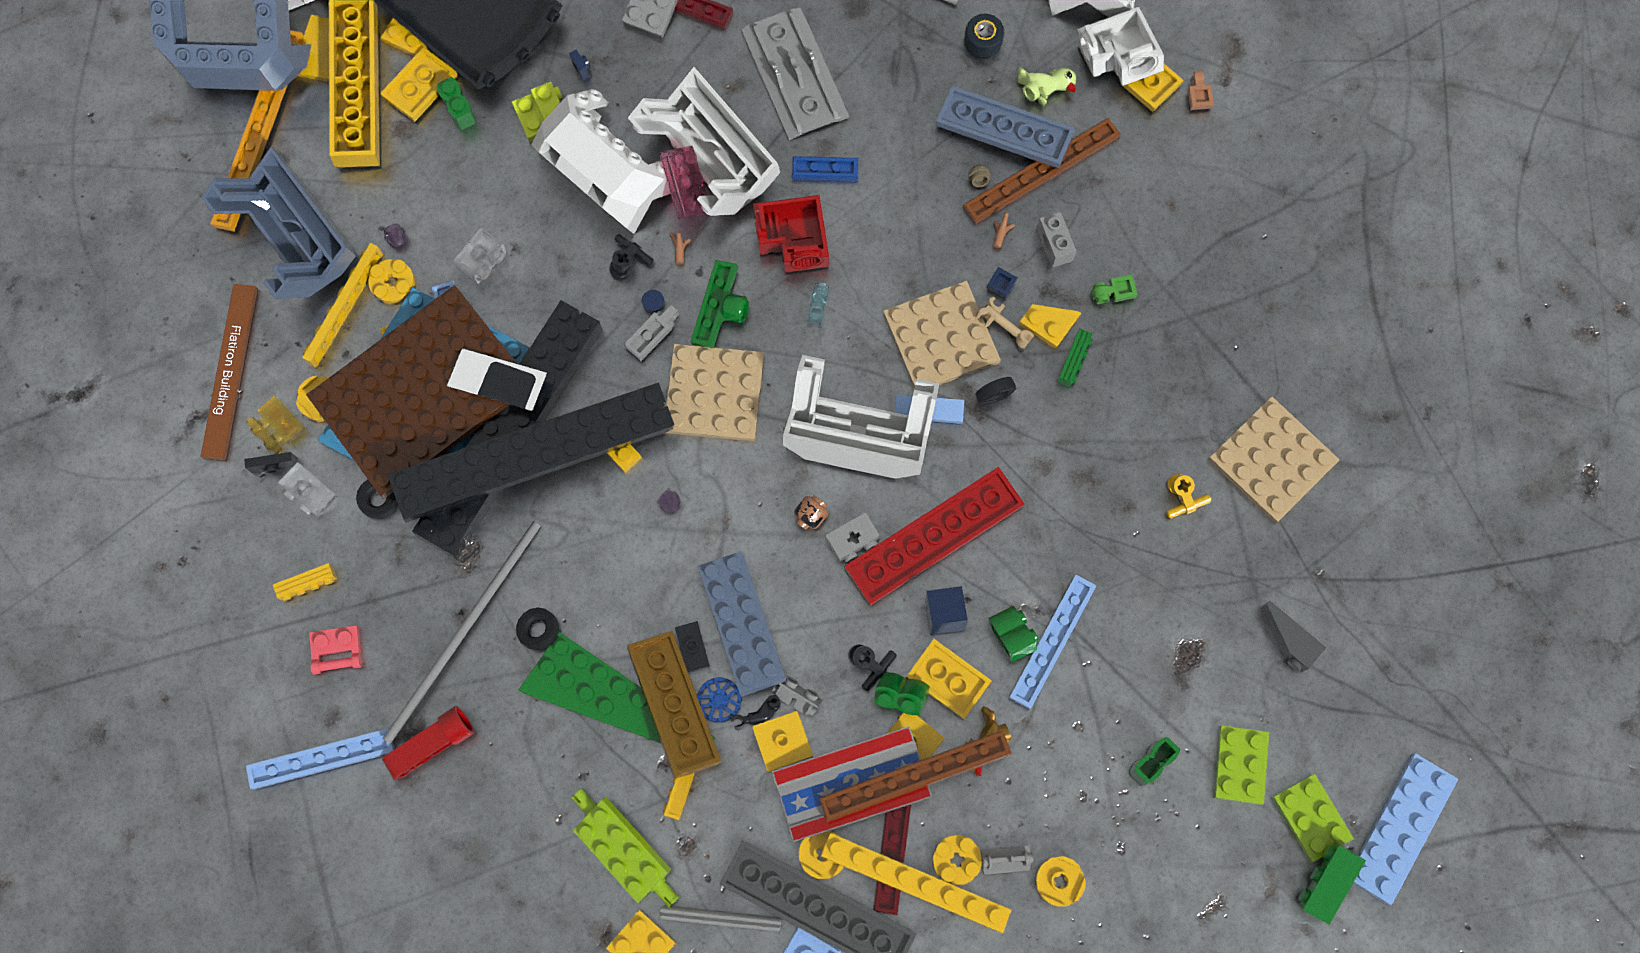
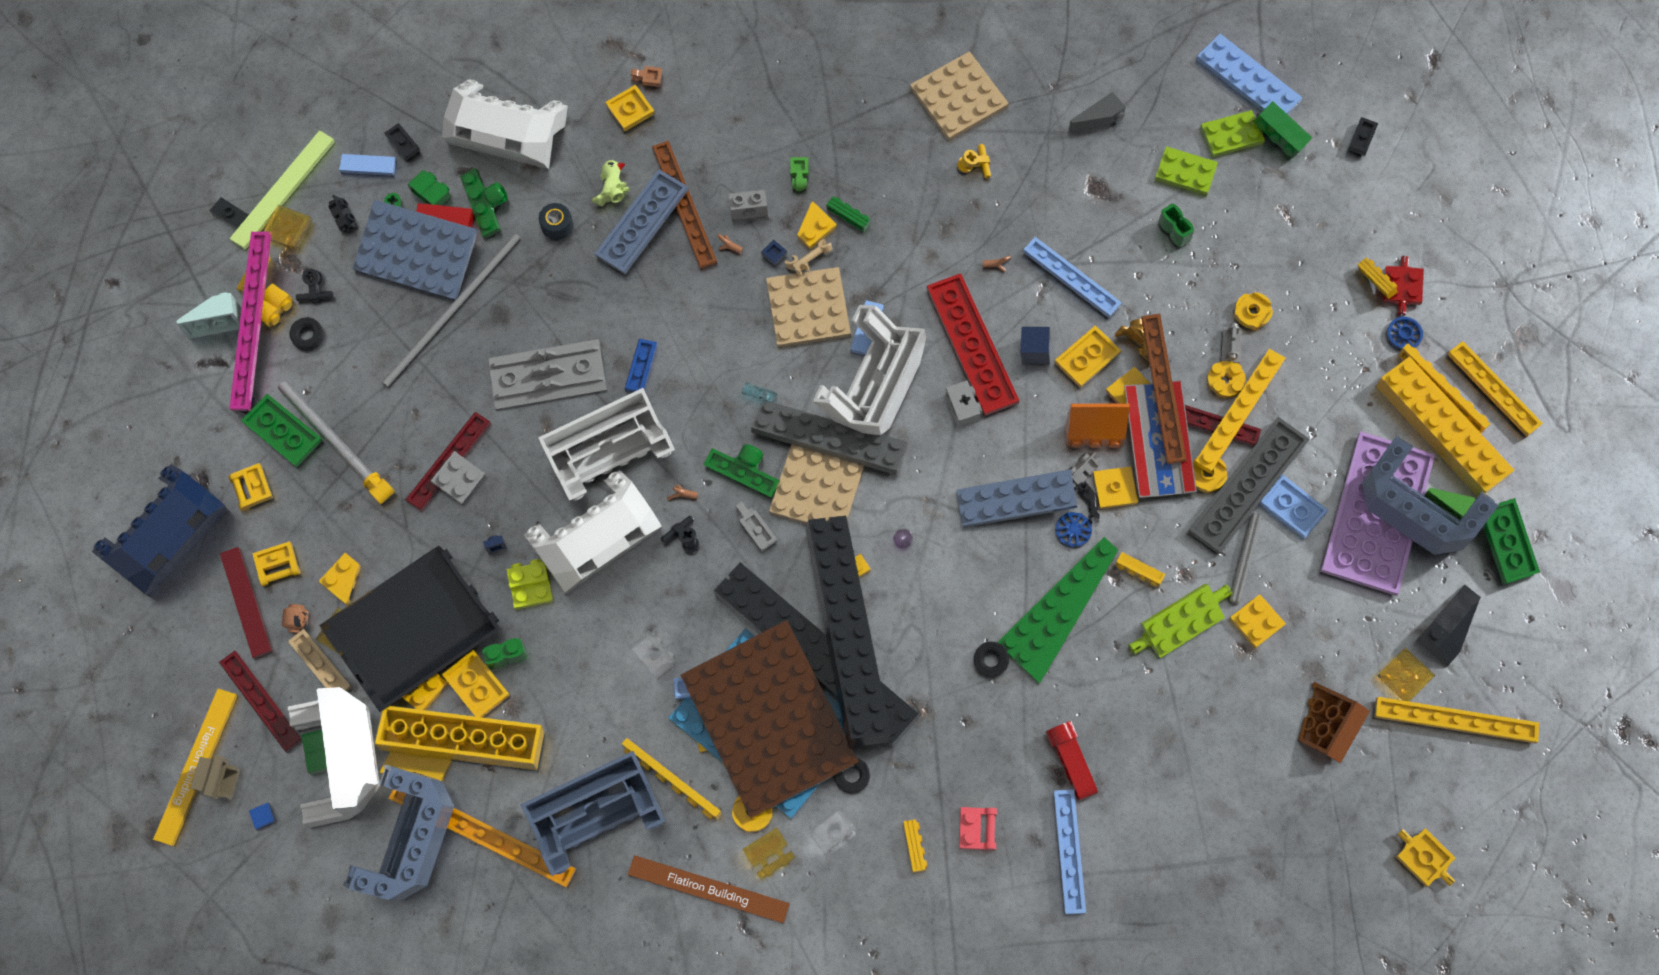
camera: 75 degrees left, 5 degrees down
(270, 463) = (804, 860): black plate -> none
(382, 272) = (665, 743): yellow plate -> none
(395, 235) = (616, 725): clear purple plate -> none
(461, 632) = (983, 720): light grey piece -> none
(497, 379) = (778, 647): sticker -> none
(653, 301) = (726, 522): dark blue tile -> none
(673, 704) = (1074, 560): pearl gold plate -> none
(684, 180) = (633, 470): clear pink plate -> none
(692, 647) = (1027, 542): black plate -> none
(780, 354) = (828, 437): none -> dark grey plate
(794, 229) = (693, 396): red piece -> none
(811, 512) = (935, 430): nougat head -> none
(848, 702) = (1096, 425): none -> orange slope
(869, 662) = (1061, 410): black piece -> none
(899, 693) = (1095, 388): green brick -> none
(979, 175) = (678, 250): dark tan plate -> none
(995, 391) = (865, 273): black tyre -> none
(1013, 633) = (1061, 302): green brick -> none
(1051, 546) = (996, 263): none -> nougat bar
(1121, 45) = (596, 118): white piece -> none

